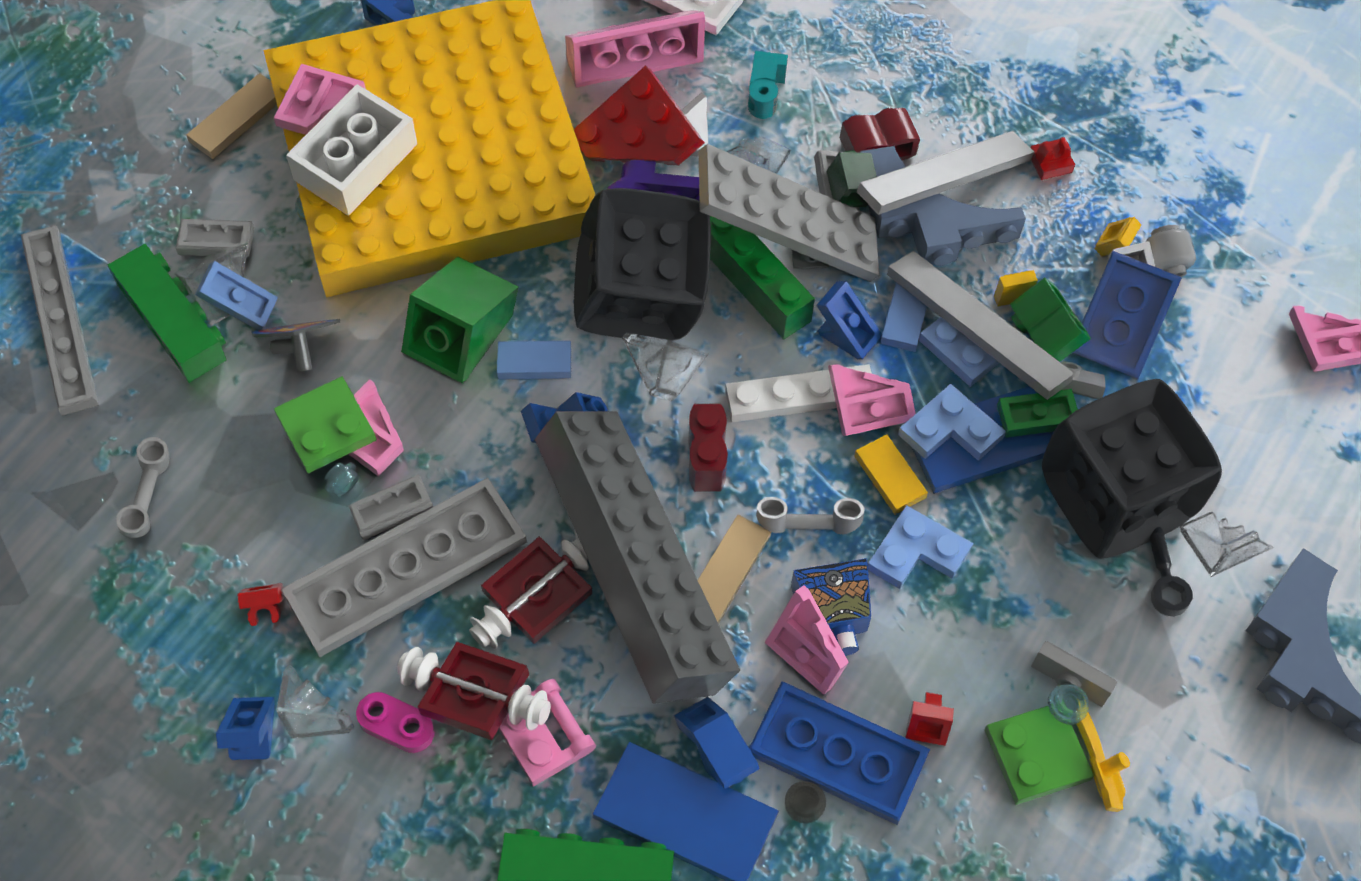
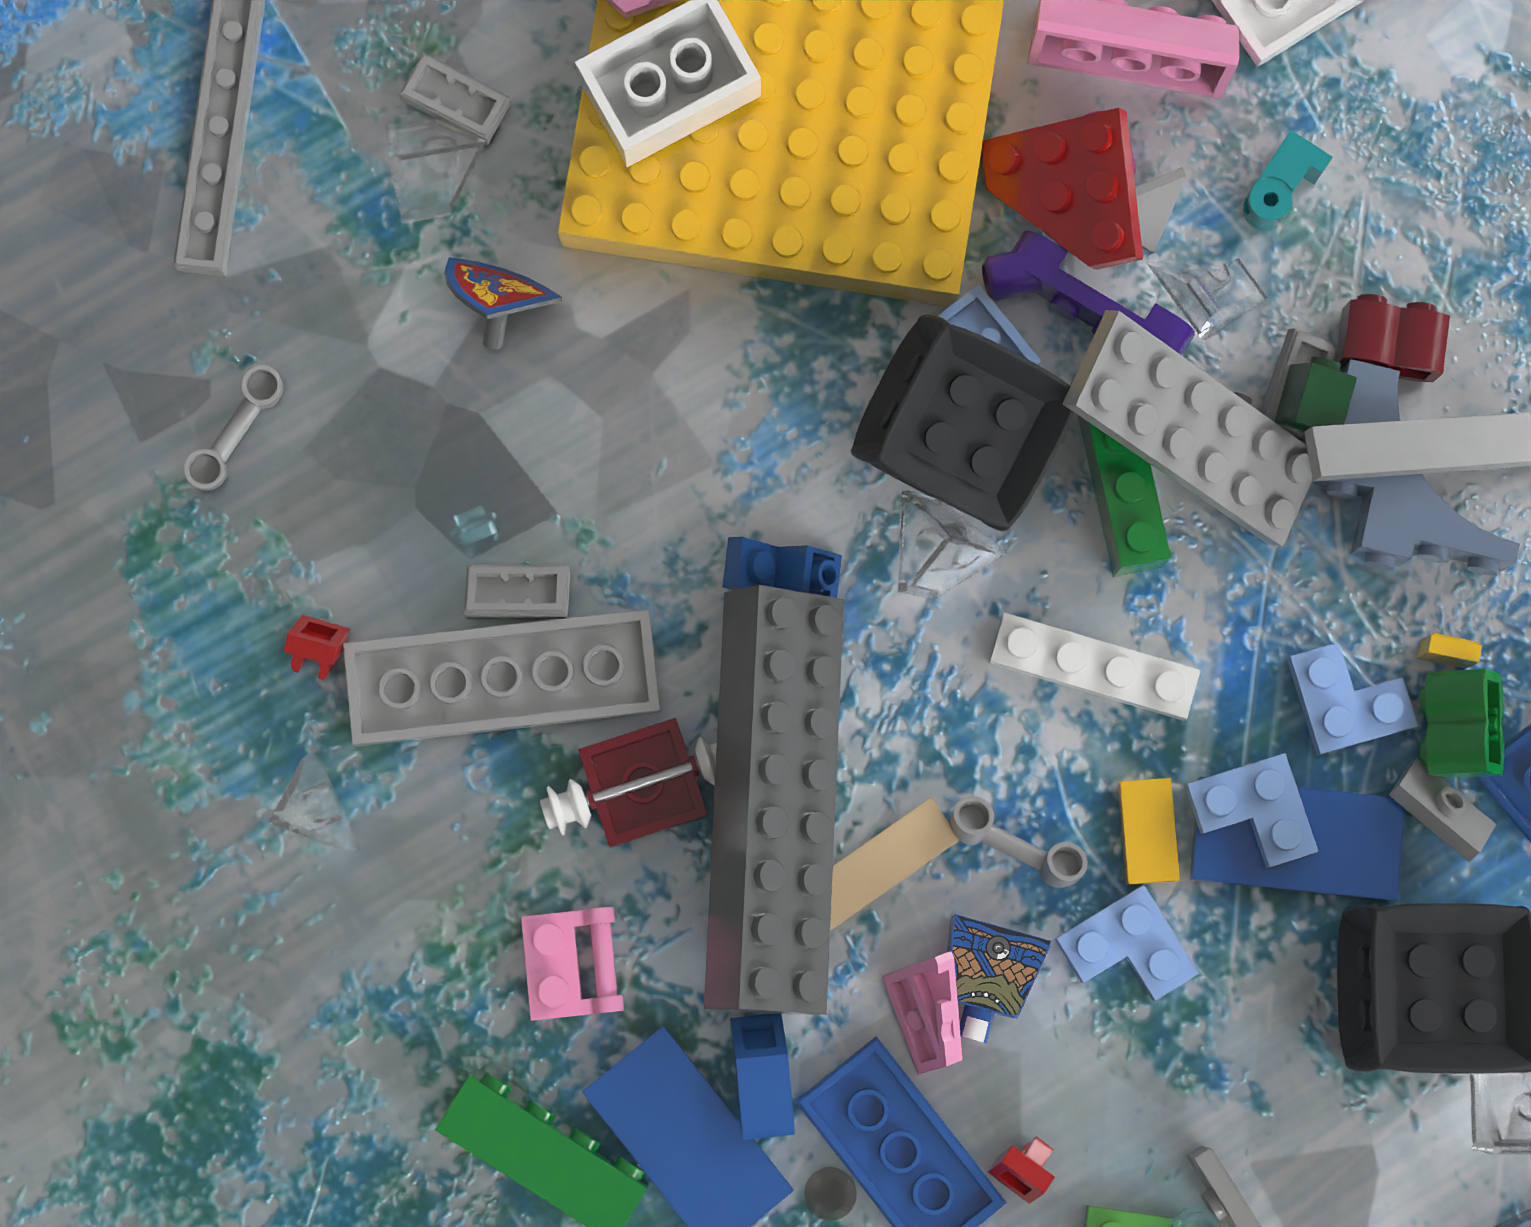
camera: 25 degrees right, 20 degrees up
(168, 313) = (353, 186): green brick -> none
(236, 295) = (445, 207): medium blue plate -> none
(247, 728) = (238, 799): blue slope -> none
(325, 424) = (481, 446): bright green plate -> none
(388, 446) = (531, 469): bright pink wing -> none
(393, 721) = (408, 869): dark pink plate -> none
(457, 317) = (711, 363): green slope -> none
(473, 690) = (511, 881): dark red plate -> none
(534, 359) = (781, 463): medium blue tile -> none
(707, 447) = (940, 684): dark red brick -> none
(847, 321) = (1202, 600): blue slope -> none
(869, 400) = (1171, 725): bright pink wing -> none
(903, 320) = (1287, 618): medium blue tile -> none
(981, 325) = (1368, 687): light grey tile -> none
(1034, 413) = (1374, 846): green plate -> none
(1163, 564) = (1421, 1109): black piece -> none

